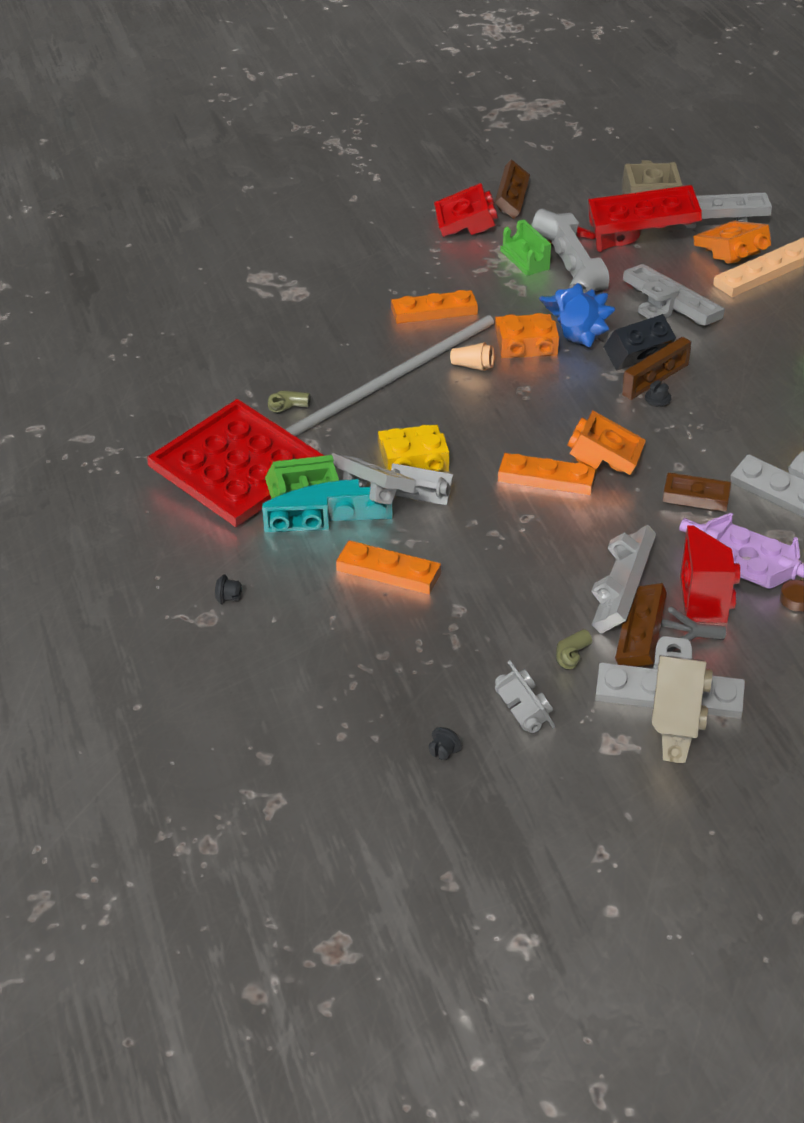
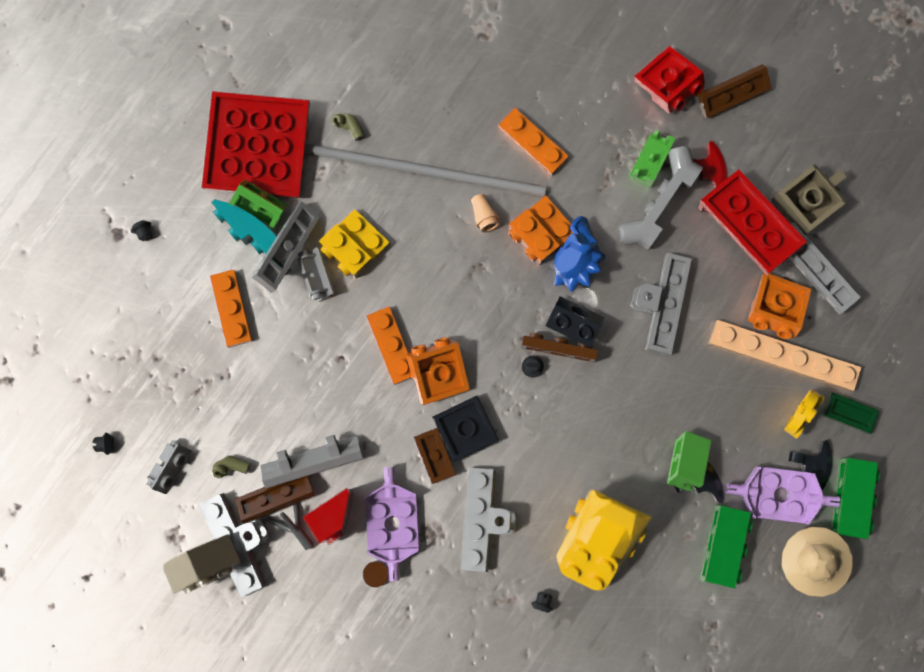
camera: 55 degrees right, 40 degrees up
(685, 457) = (465, 428): none -> black plate

